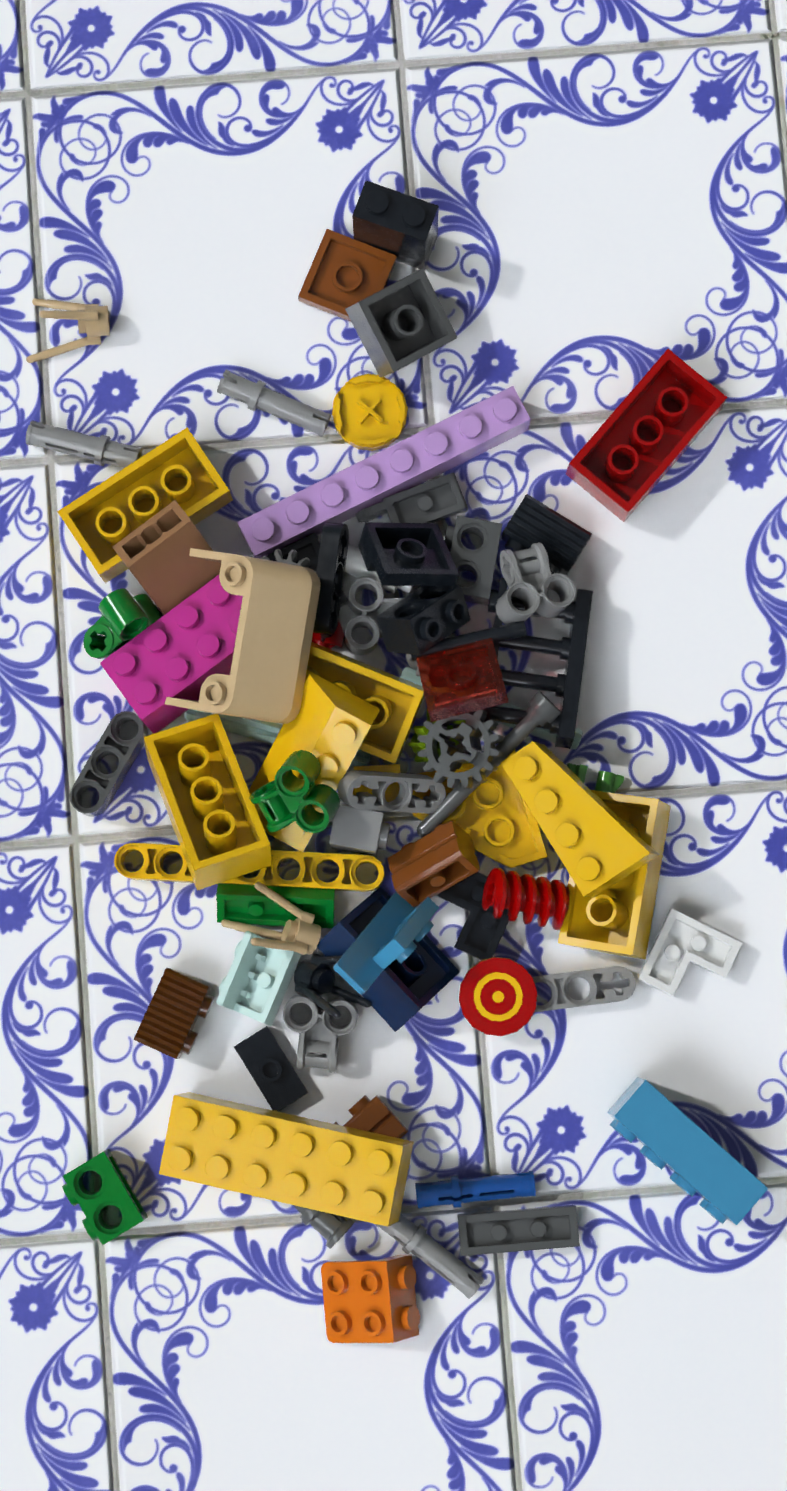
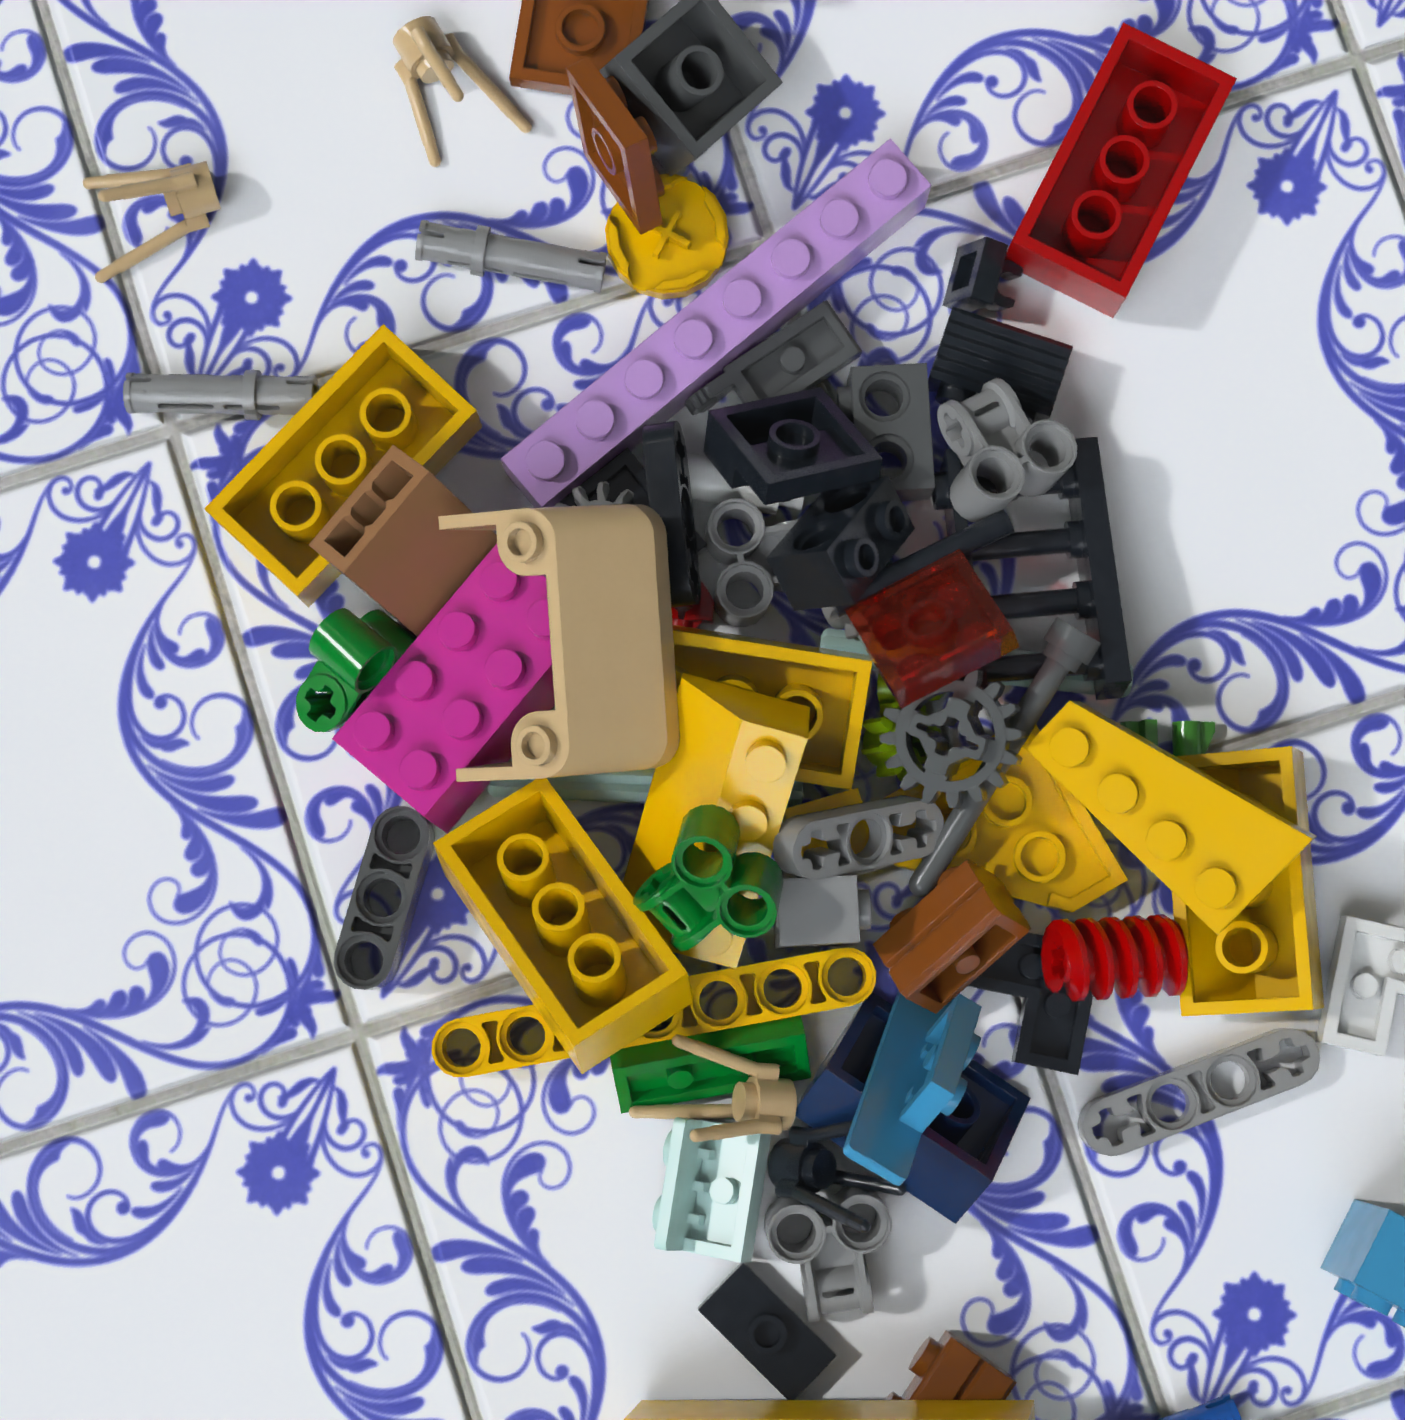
camera: 20 degrees left, 0 degrees up
(173, 1014) = (587, 1281): reddish brown brick -> none
(254, 272) = (430, 56): none -> tan plant
(350, 352) = (617, 144): none -> dark orange plate
(498, 996) = (1106, 1126): red tile -> none
(546, 479) = (977, 276): none -> black tile

